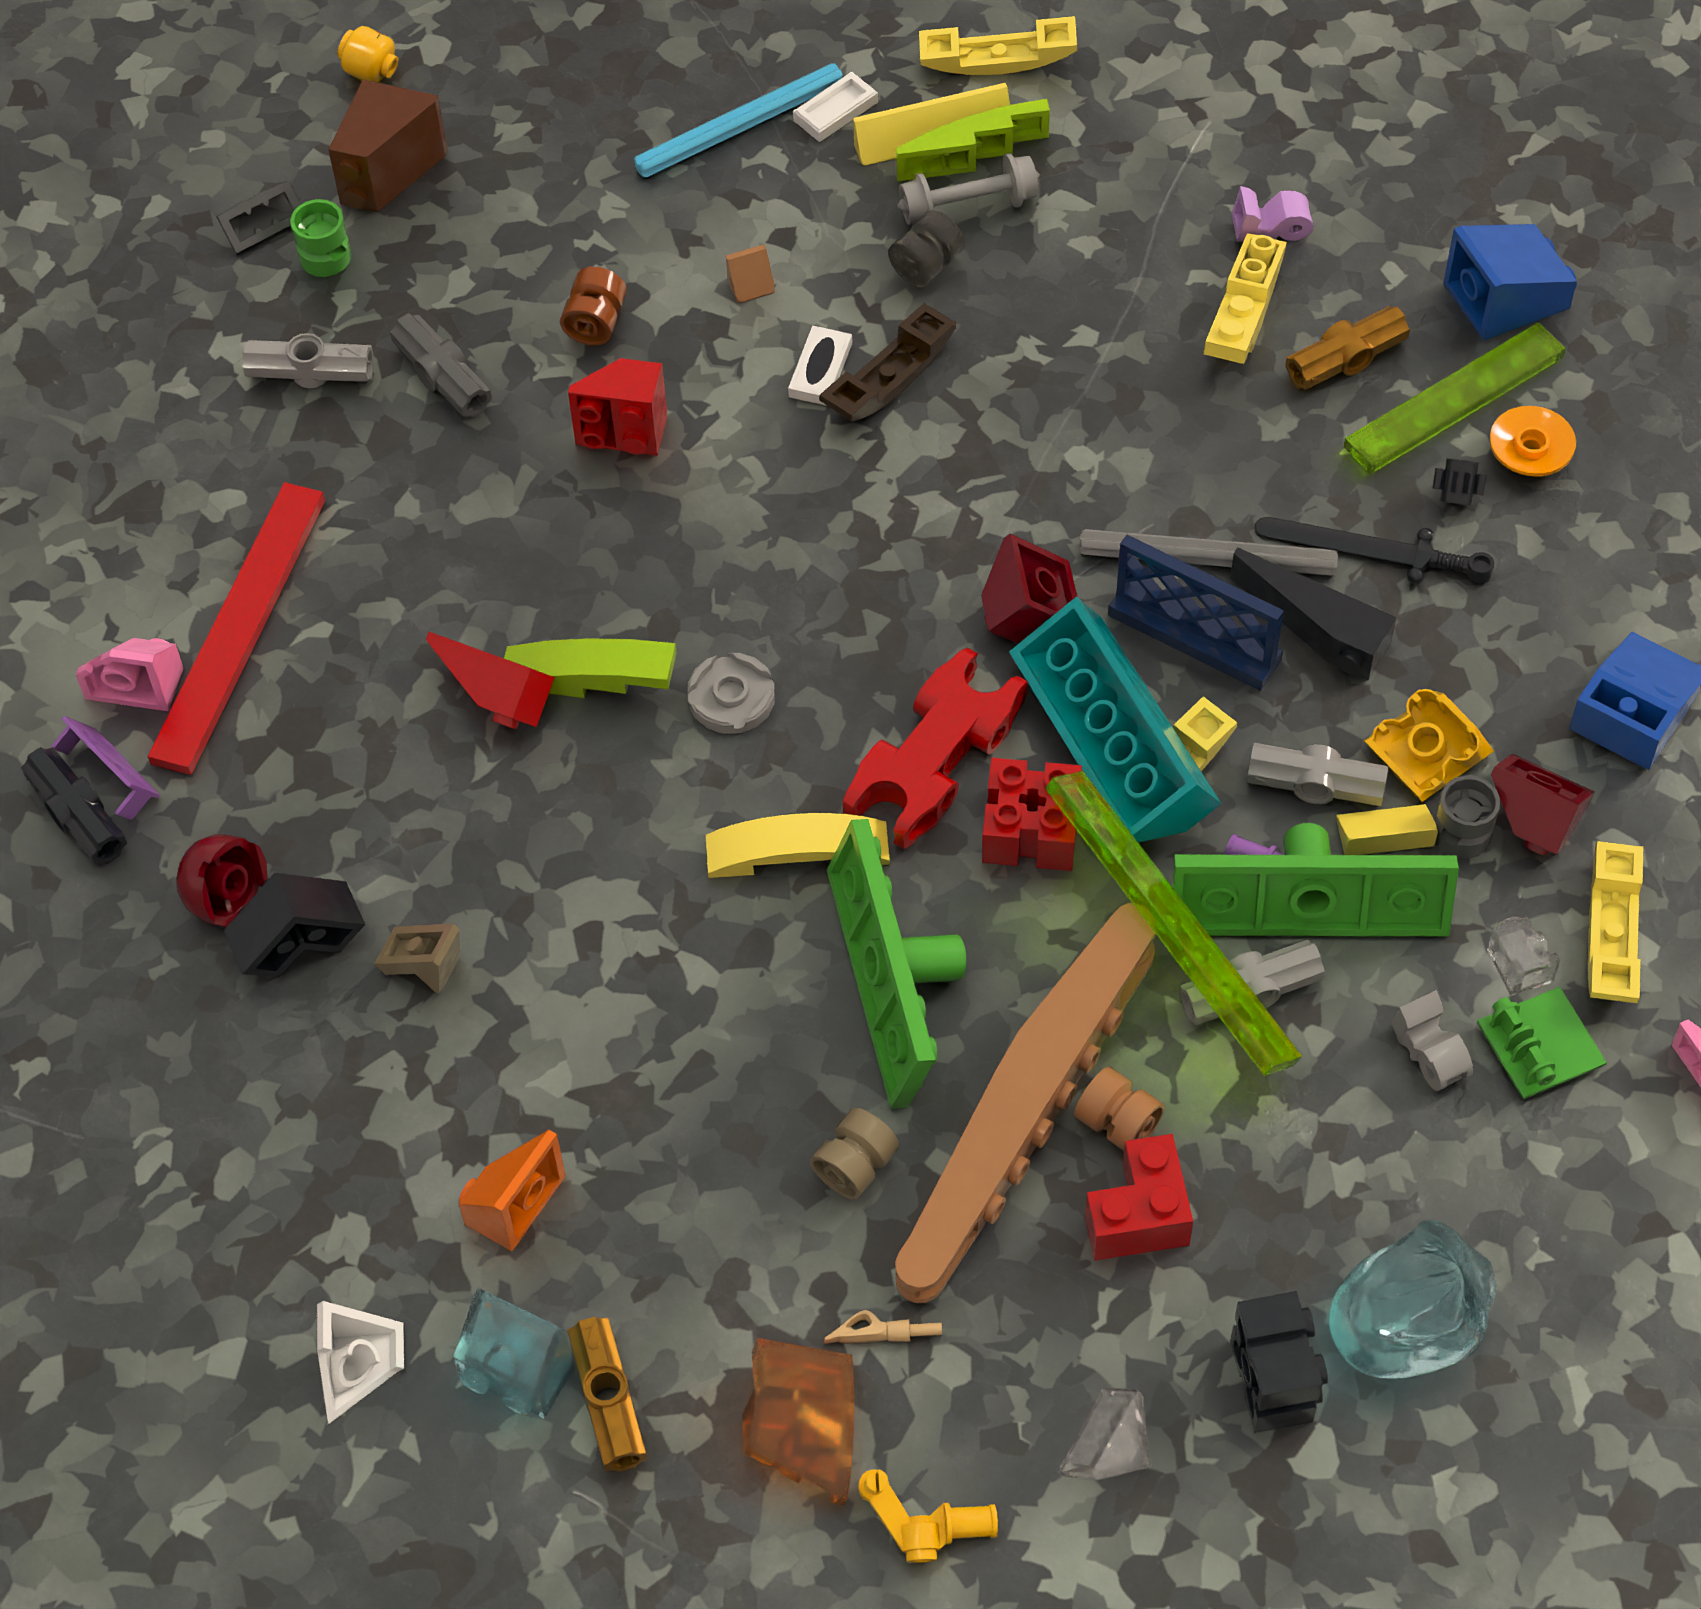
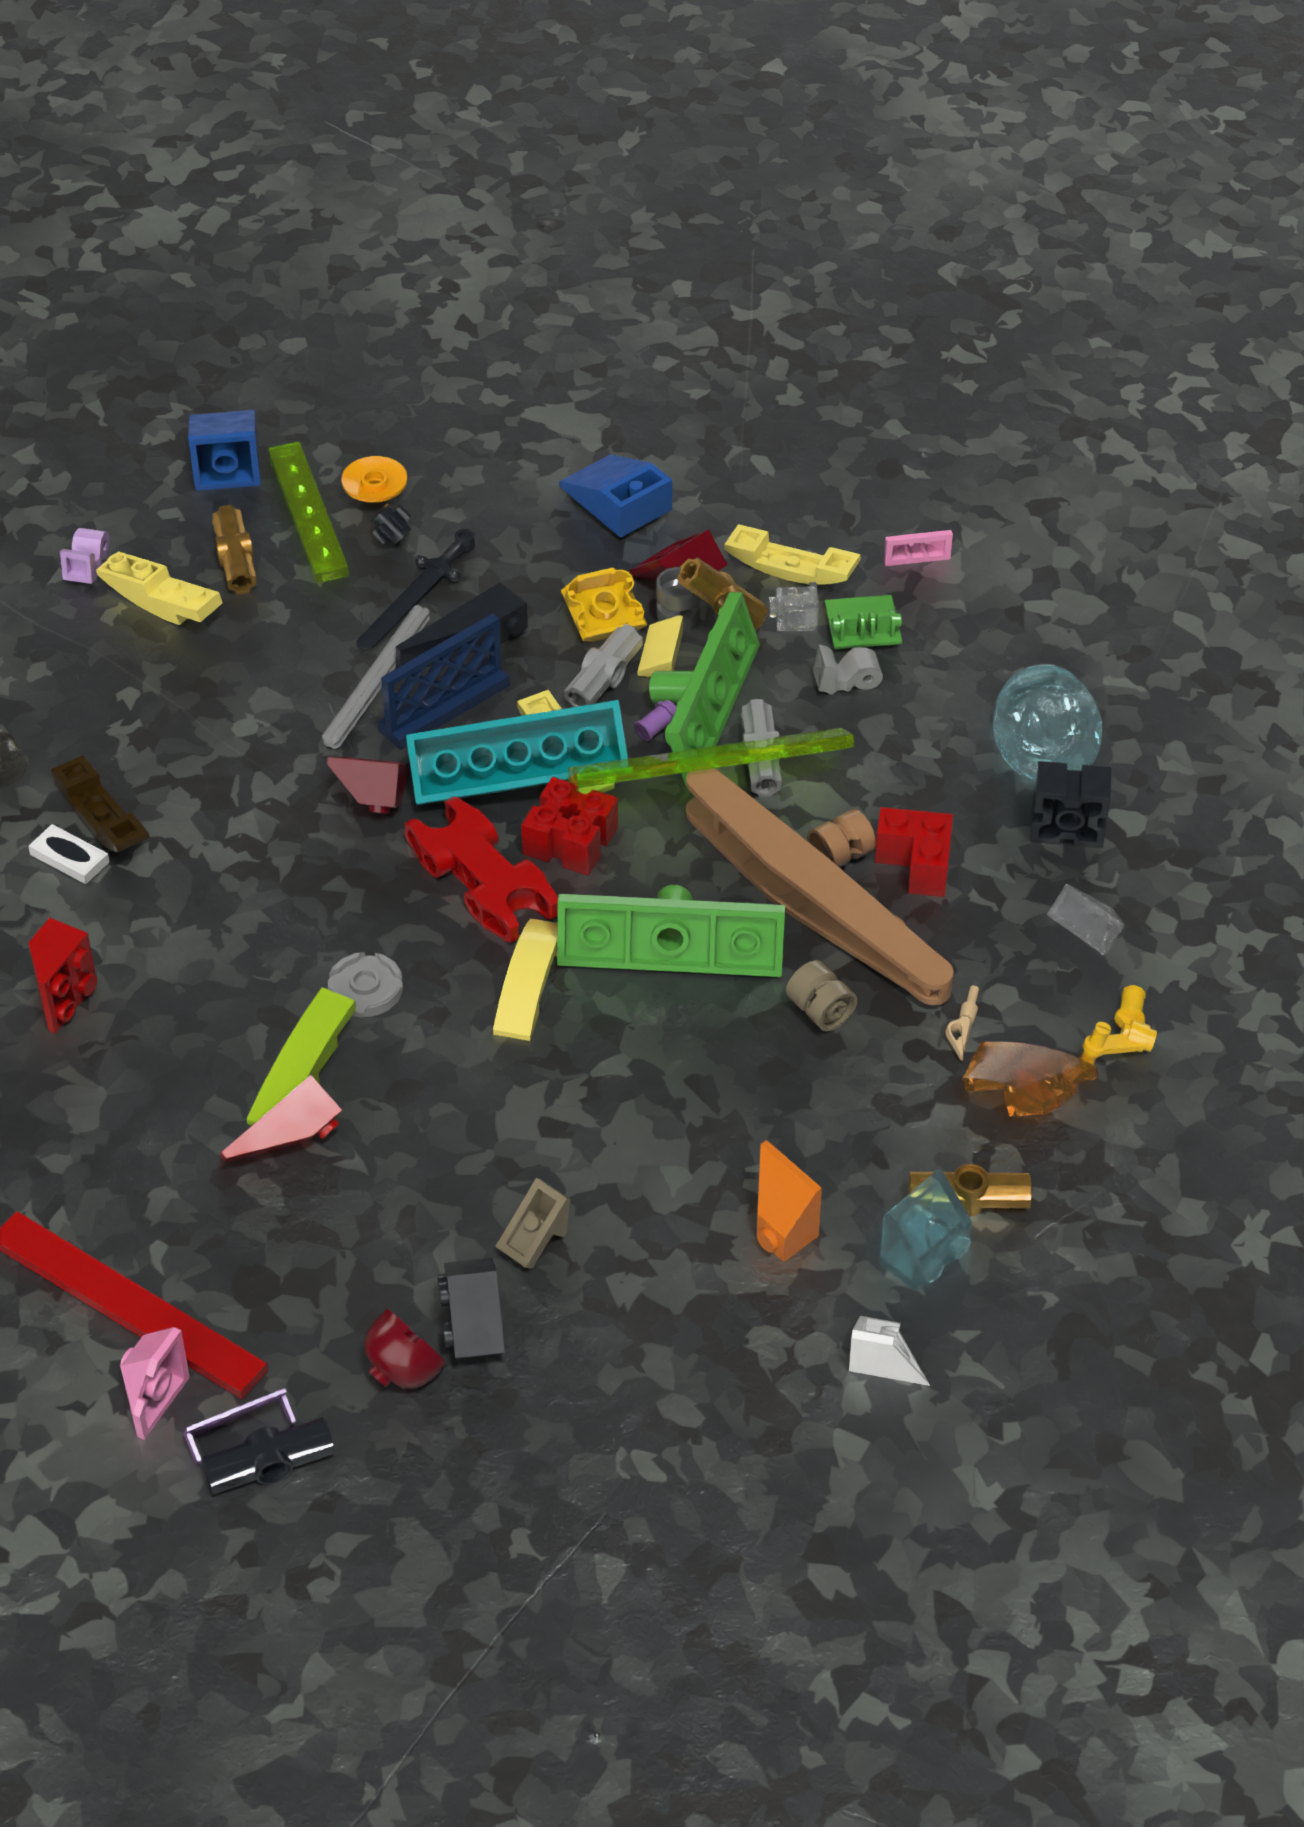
camera: 75 degrees left, 10 degrees down
(1476, 853) = (715, 587): none -> pearl gold piece

